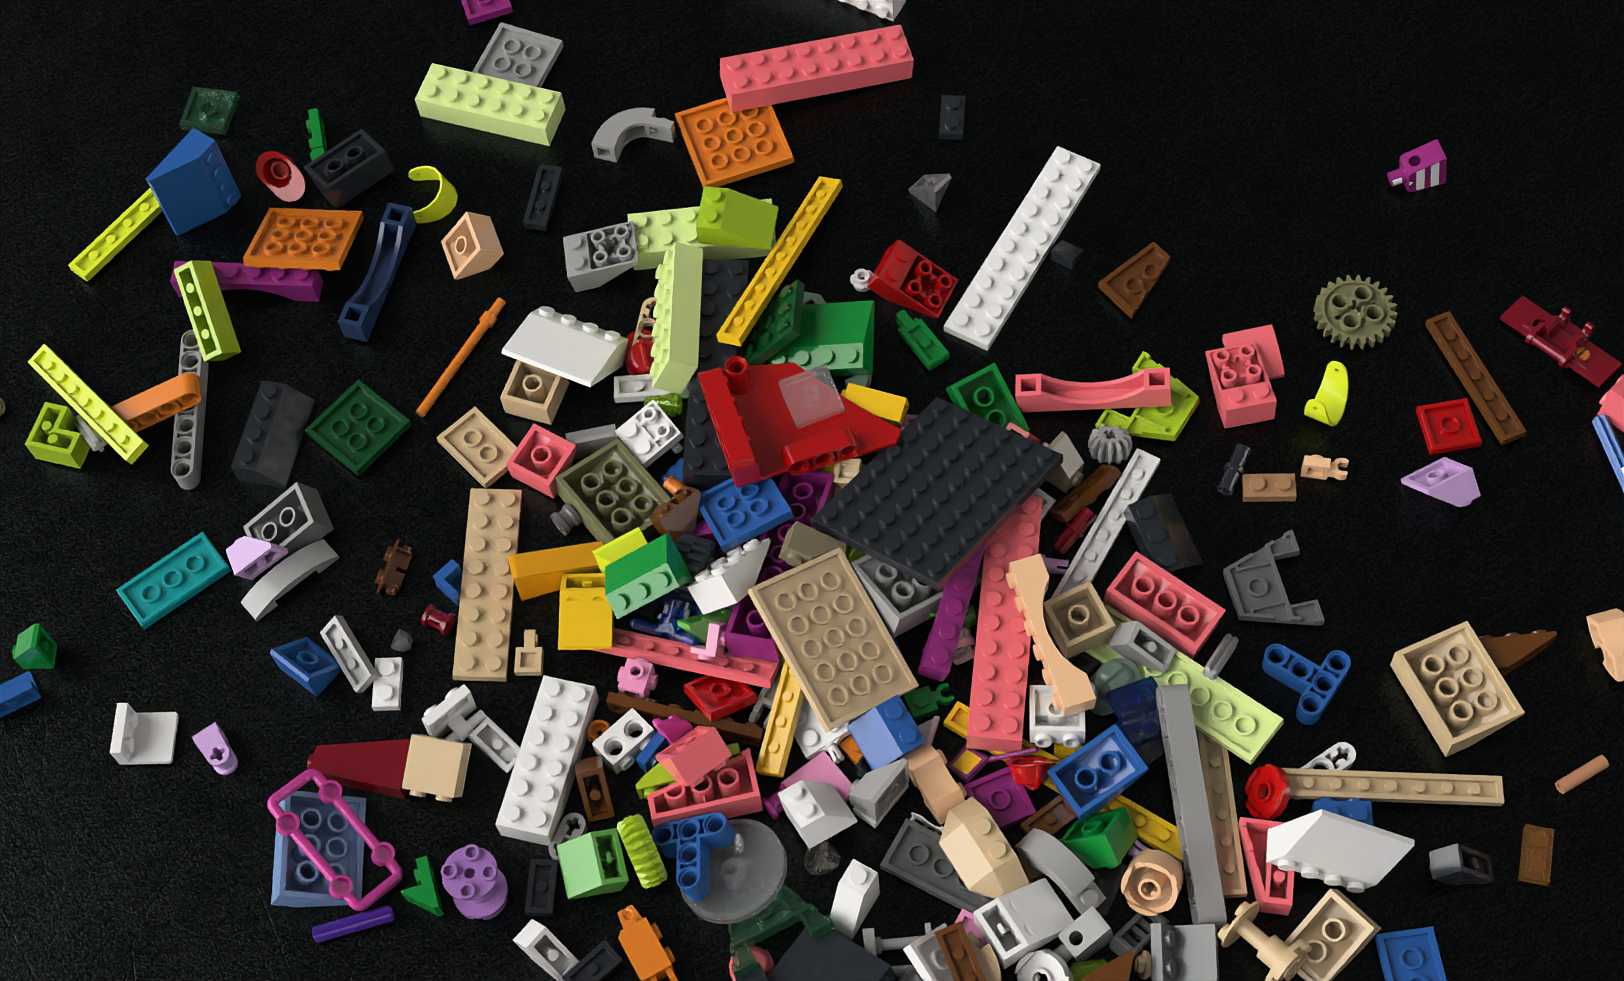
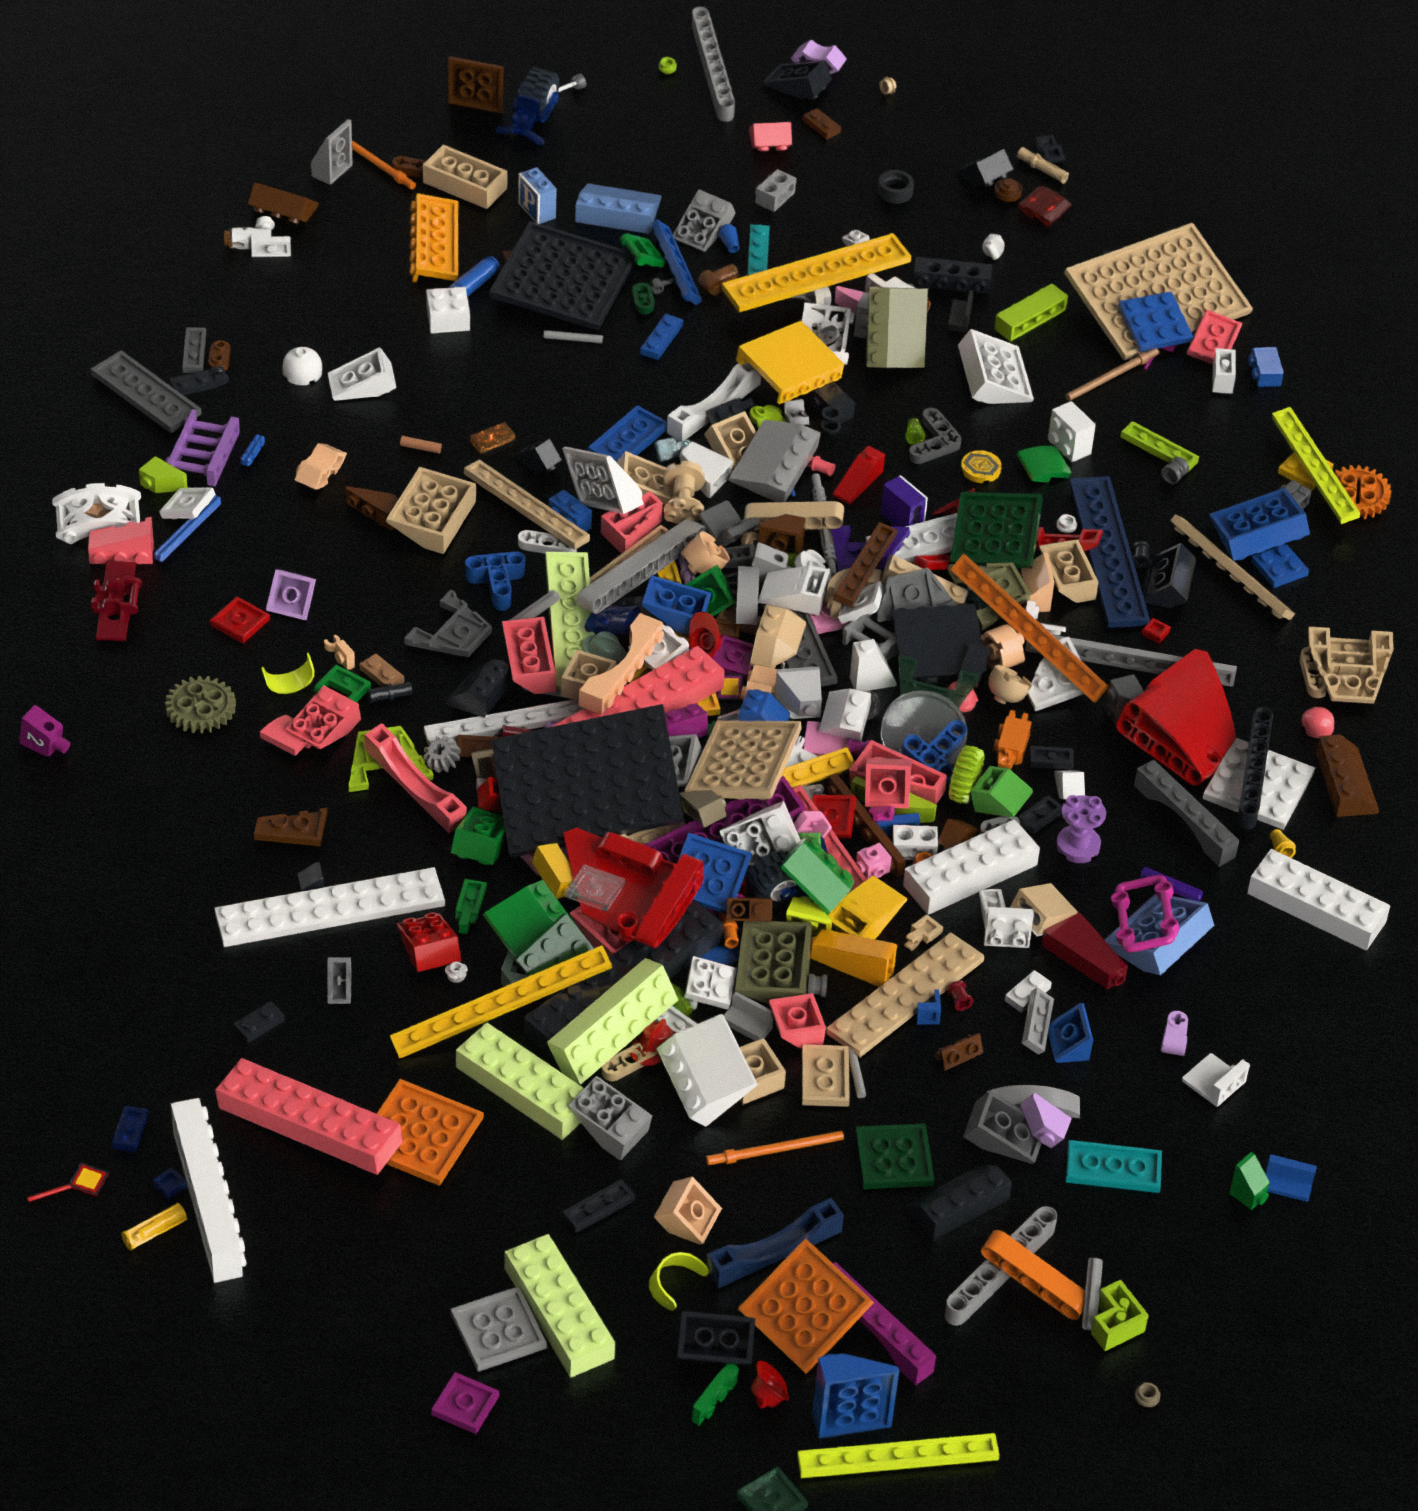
camera: 145 degrees left, 15 degrees down
(88, 404) = (1076, 1315): neon yellow plate -> none
(207, 310) = (929, 1300): lime brick -> none
(402, 641) = (1000, 1003): dark grey hinge -> none
(426, 893) = (1112, 862): green slope -> none
(457, 475) = (856, 1073): none -> light grey bar
(629, 126) = (483, 1203): light grey arch -> none
(735, 219) = (505, 1042): lime slope -> none
(1142, 646) = (571, 639): light grey slope -> none
(1276, 444) = (345, 682): none -> green plate
(1278, 796) = (603, 544): red tile -> none
(1475, 378) = (189, 624): reddish brown plate -> none

